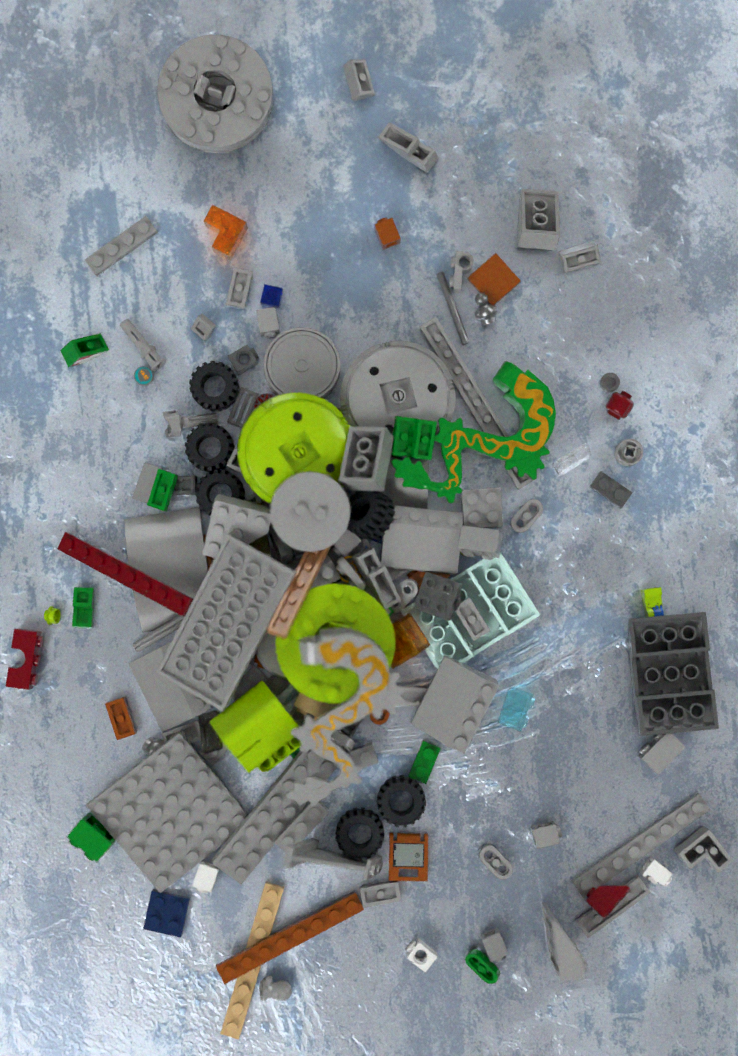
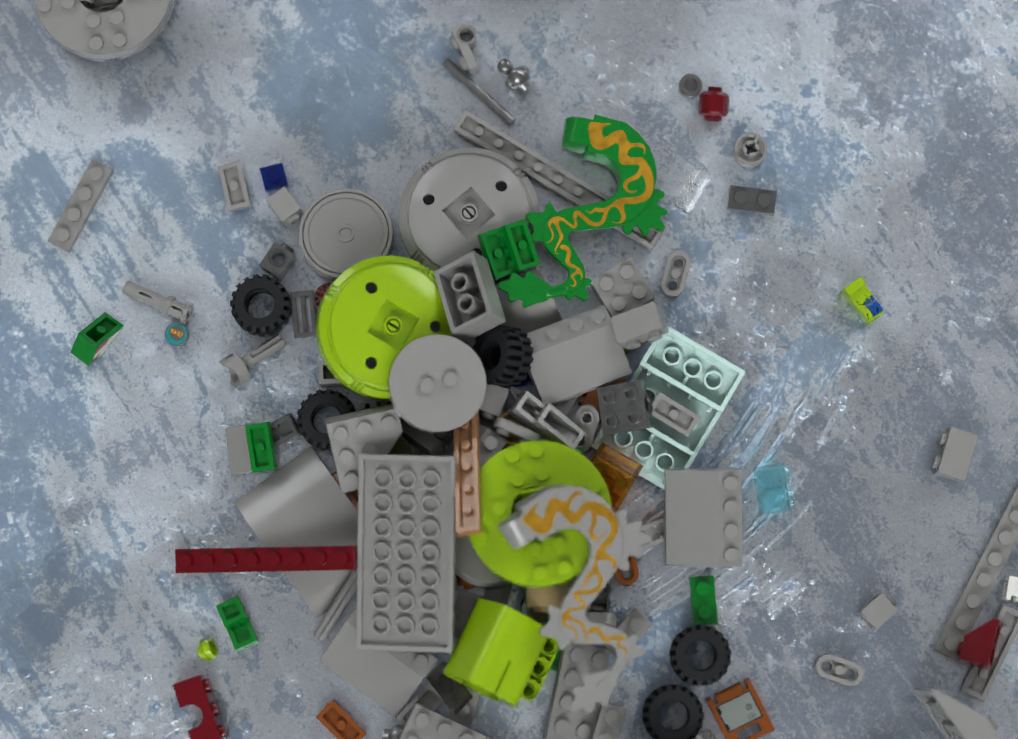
camera: 25 degrees left, 5 degrees down
(201, 433) = (278, 358): black tyre -> none
(203, 327) = (216, 248): light grey plate -> none
(229, 230) = (190, 127): clear orange brick -> none
(387, 233) = (366, 46): dark orange brick -> none
(494, 279) = (508, 38): dark orange tile -> none
(671, 674) = (921, 363): dark grey slope -> none

